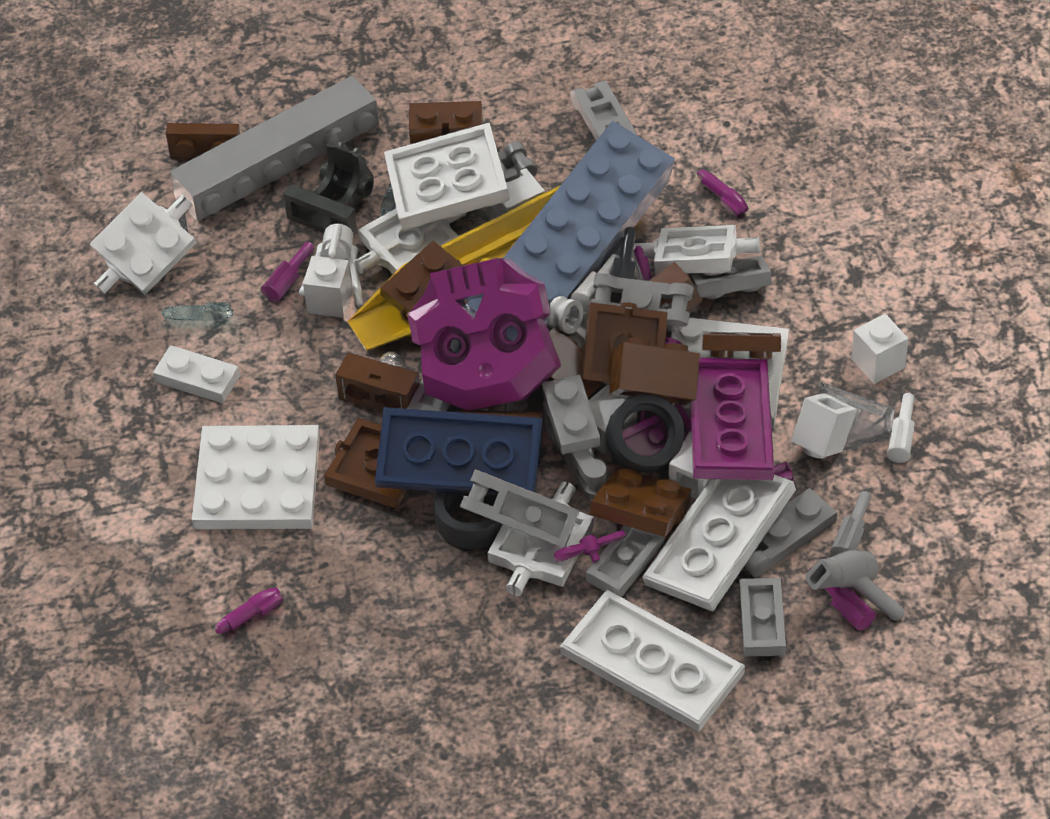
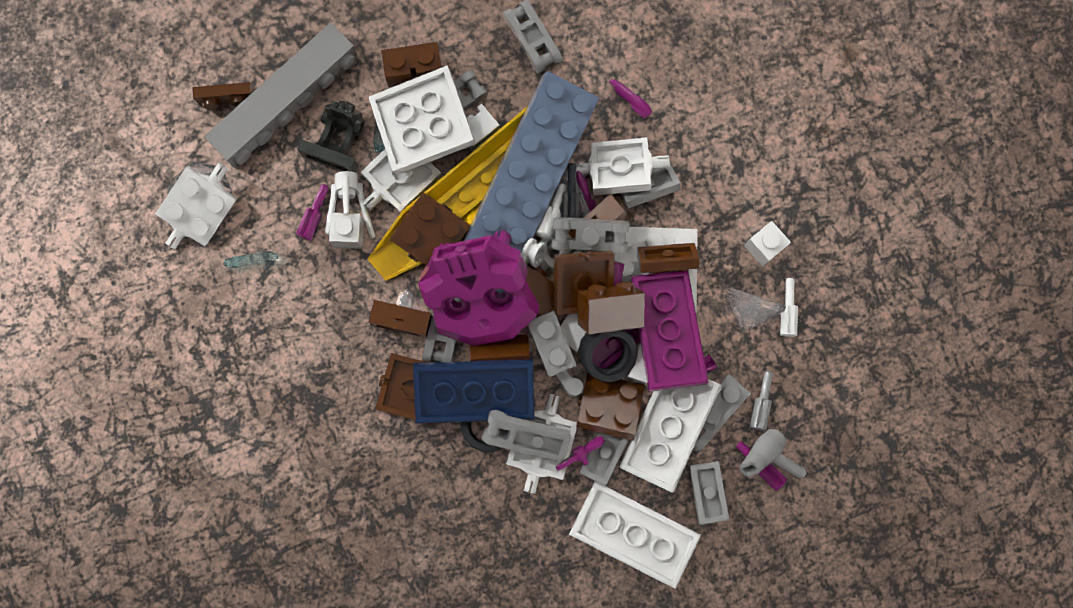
camera: 15 degrees left, 30 degrees up
(196, 374) = (261, 318): white plate -> none
(256, 477) = (323, 408): white plate -> none
(258, 604) = (346, 522): magenta piece -> none
(823, 425) = (735, 323): white brick -> none

